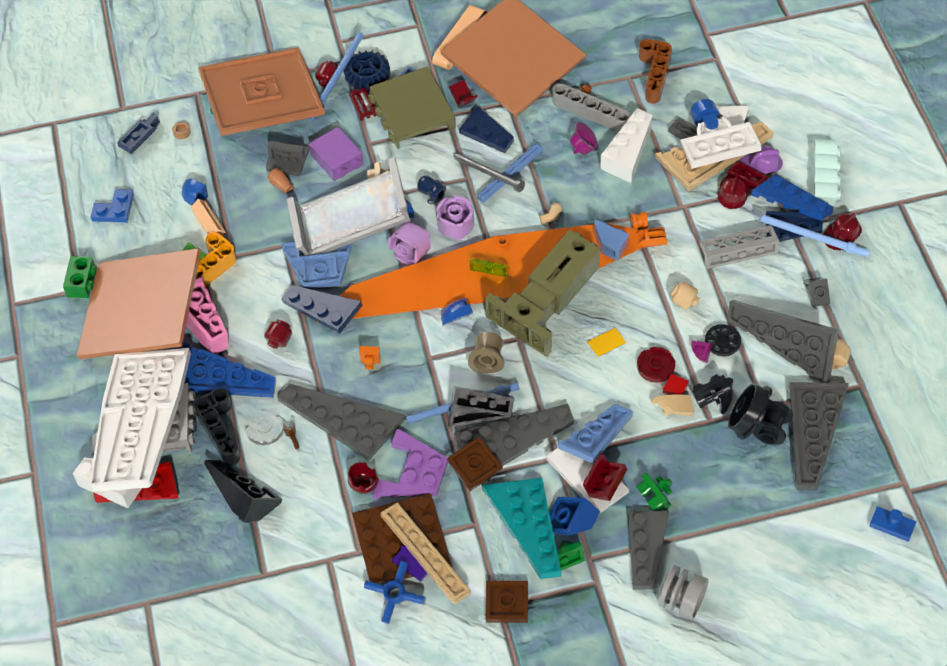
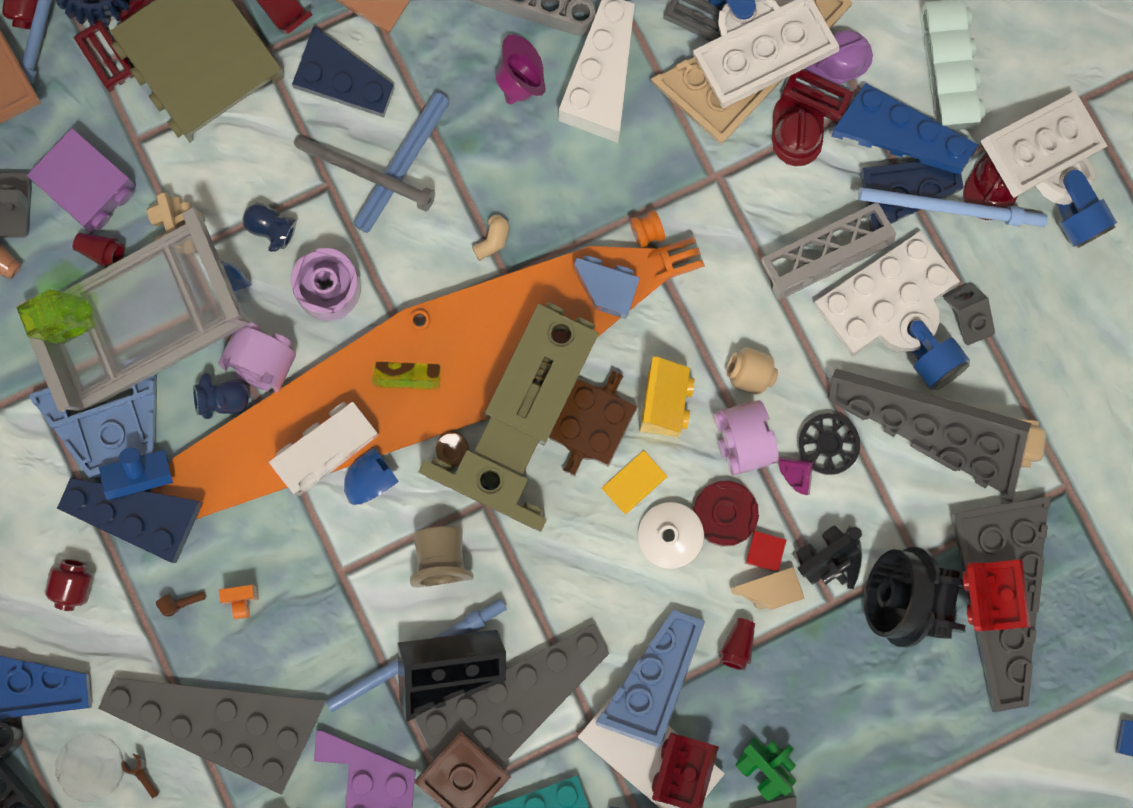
camera: 20 degrees left, 25 degrees up
(308, 203) = (56, 316): none -> clear neon green brick
(329, 284) = (135, 473): none -> blue tile
(330, 357) = (168, 605): none -> reddish brown hand
(335, 184) = (99, 249): none -> dark red cone
(385, 261) = (224, 397): none -> dark blue animal
(434, 289) = (323, 448): none -> white wedge
(588, 308) = (593, 423): none -> reddish brown plate
(622, 375) = (687, 540): none -> white dish
(632, 298) = (665, 398): none -> yellow slope
(648, 430) = (738, 645): none -> dark red cone
(674, 322) = (746, 437): none -> lavender brick
(776, 279) = (898, 306): none -> white plate
(805, 420) = (996, 595): none -> red bracket
(880, 219) = (1052, 154): none -> white plate

